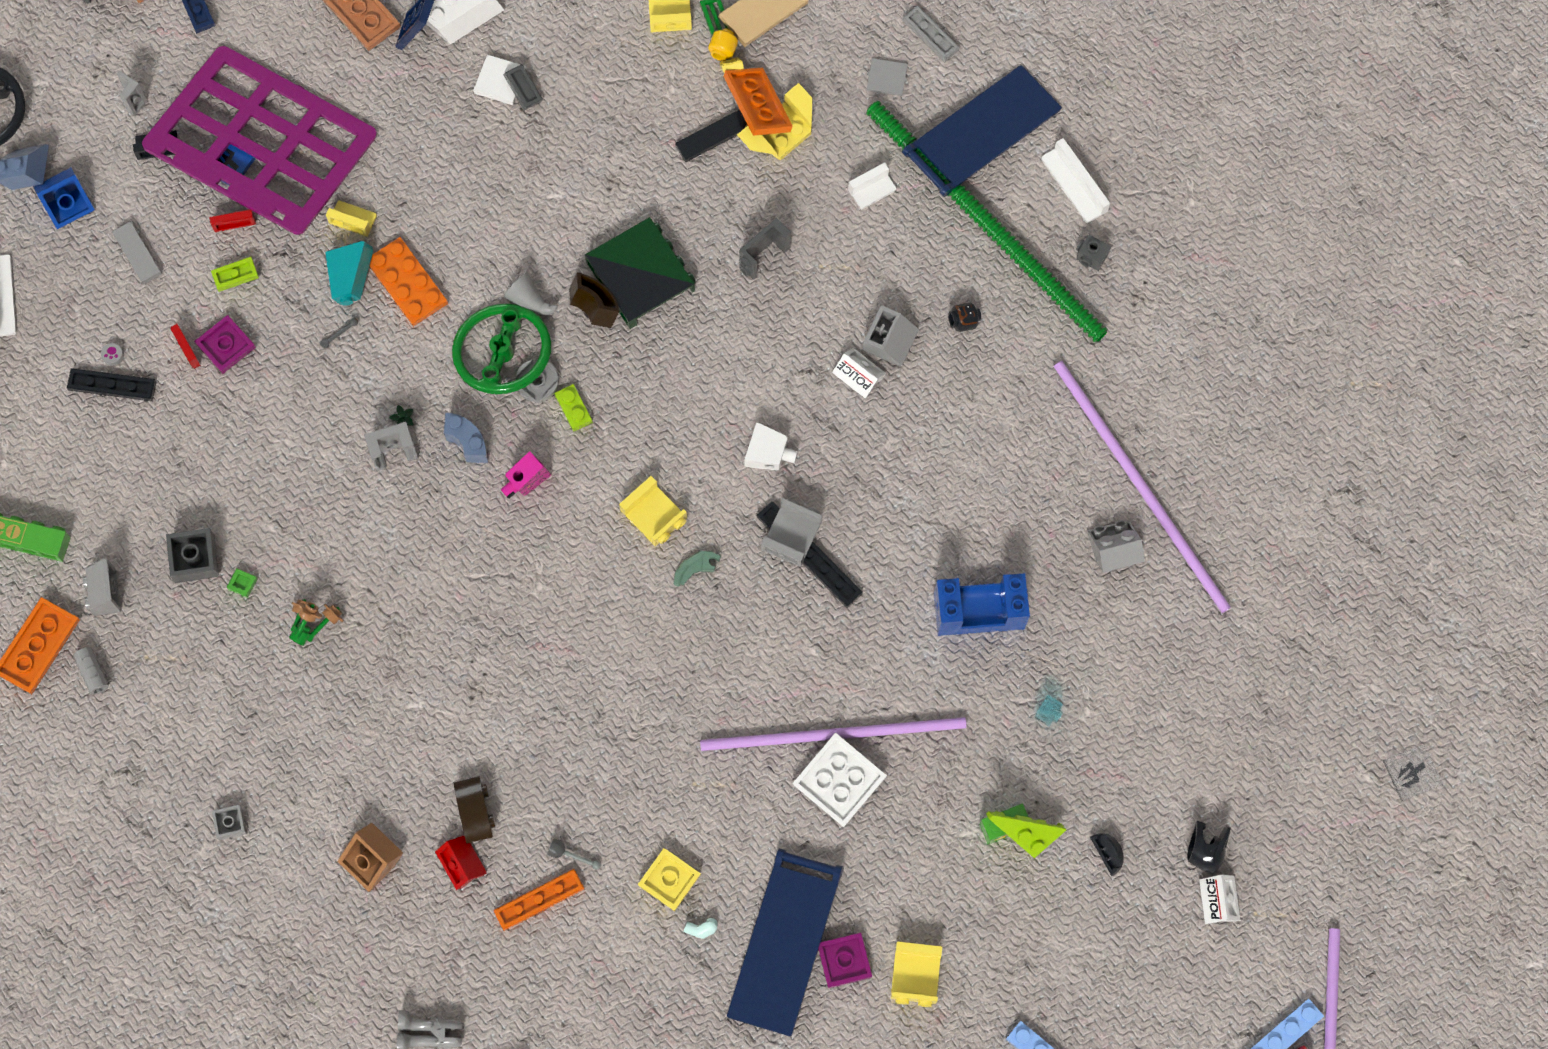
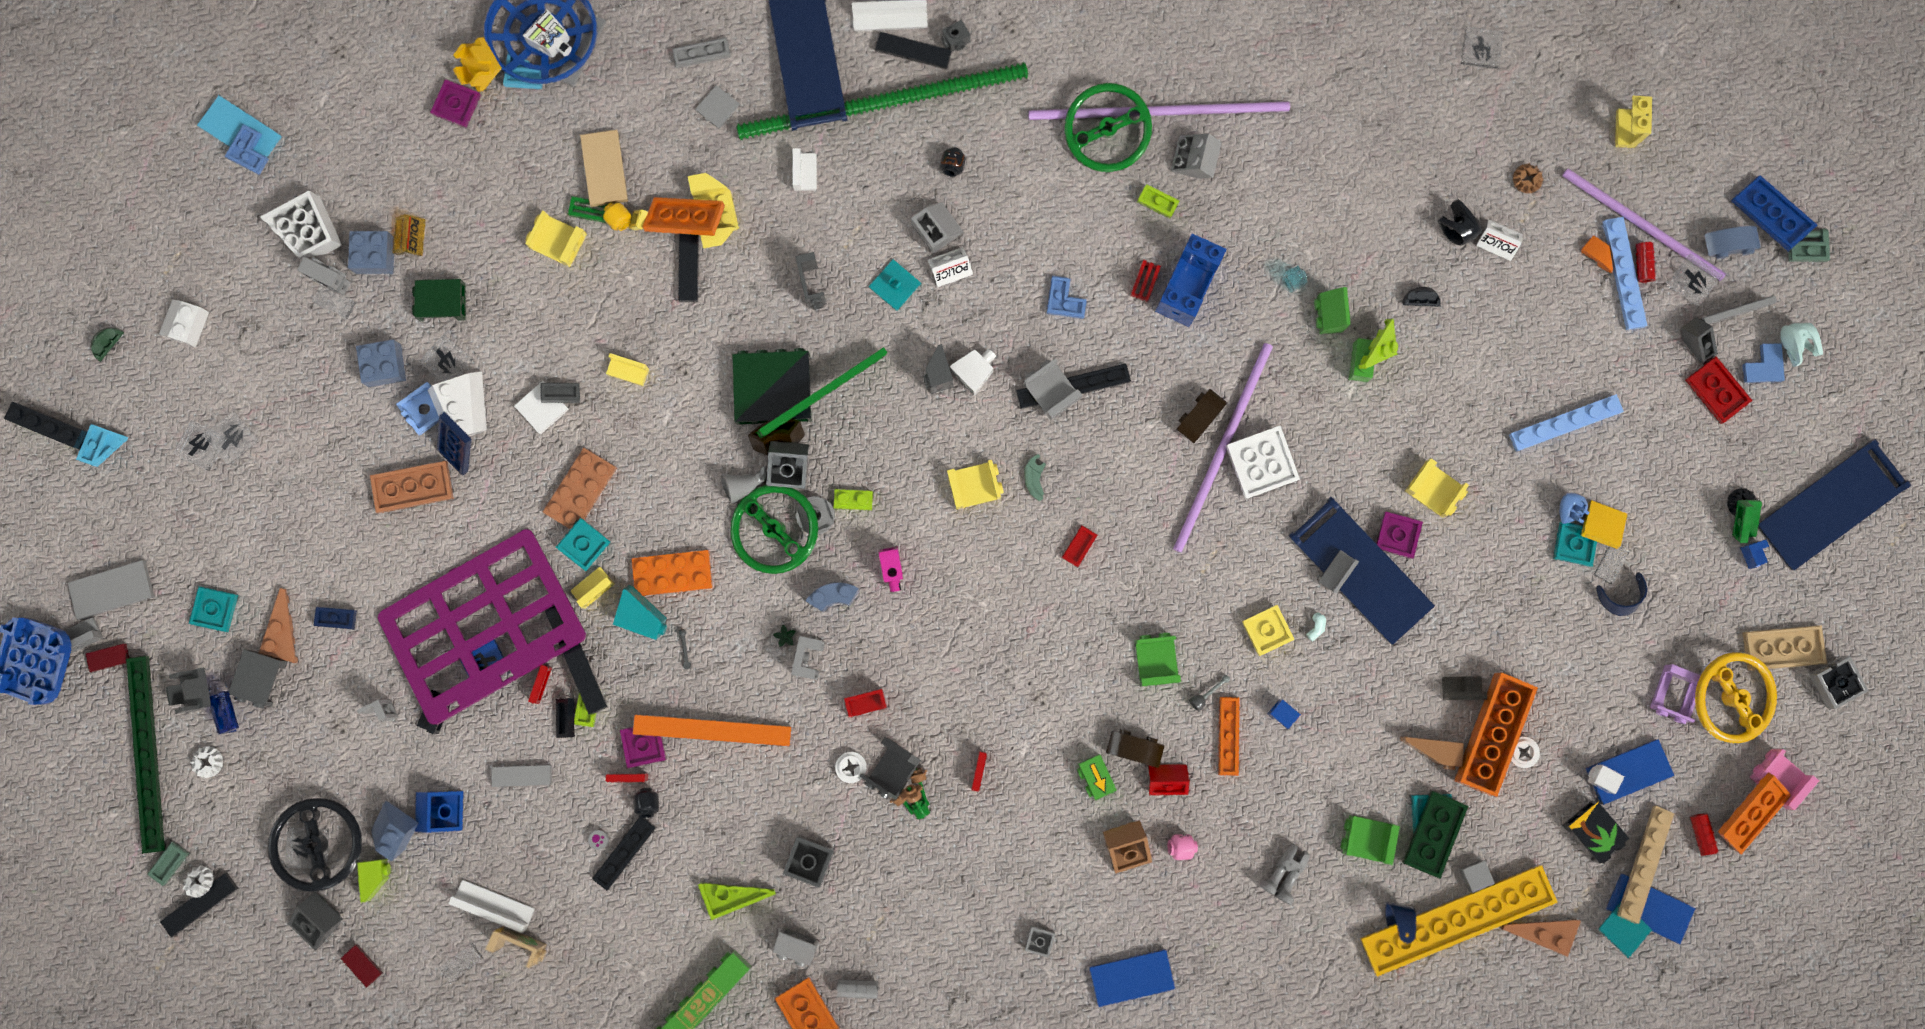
camera: 60 degrees left, 10 degrees up
(116, 501) = (725, 899): none -> lime wing
(169, 376) = (646, 803): none -> black head
(212, 260) = (565, 718): none -> black tile
(239, 934) = (1132, 978): none -> blue tile
(242, 583) = (851, 833): bright green tile -> none
(264, 250) = (580, 670): none -> black tile
(273, 399) = (711, 730): none -> orange tile
(306, 537) = (842, 763): none -> white gear
(323, 587) = (892, 770): none -> dark grey panel
(368, 670) = (979, 771): none -> red tile
(377, 525) = (865, 703): none -> red panel
(388, 186) = (583, 544): none -> teal tile
(398, 911) = (1182, 847): none -> bright pink head
(424, 787) = (1096, 777): none -> bright green brick
(440, 156) = (579, 489): none -> nougat plate
(570, 324) = (787, 464): none -> dark grey brick
(577, 785) = (1157, 660): none -> bright green panel
(580, 135) = (627, 370): none -> light yellow panel
(591, 940) = (1284, 713): none -> blue panel
(650, 647) = (1079, 546): none -> red tile
(659, 317) = (822, 393): none -> green tile
(743, 413) = (938, 373): none -> dark grey slope
(769, 916) = (1338, 571): none -> light grey panel
(810, 332) = (895, 285): none -> teal piece
(851, 692) = (1201, 416): none -> dark brown brick
(886, 496) = (1060, 303): none -> medium blue tile
(974, 555) = (1150, 266): none -> red tile
(1036, 765) = (1332, 311): none -> bright green slope
(1046, 534) = (1158, 201): none -> lime plate
(1054, 222) = (913, 50): none -> black tile
(1058, 417) = (1144, 116): none -> green piece
(1270, 1011) = (1600, 252): none -> orange slope
(1293, 895) = (1527, 186): none -> medium nougat gear
(1428, 966) = (1633, 124): none -> light yellow panel

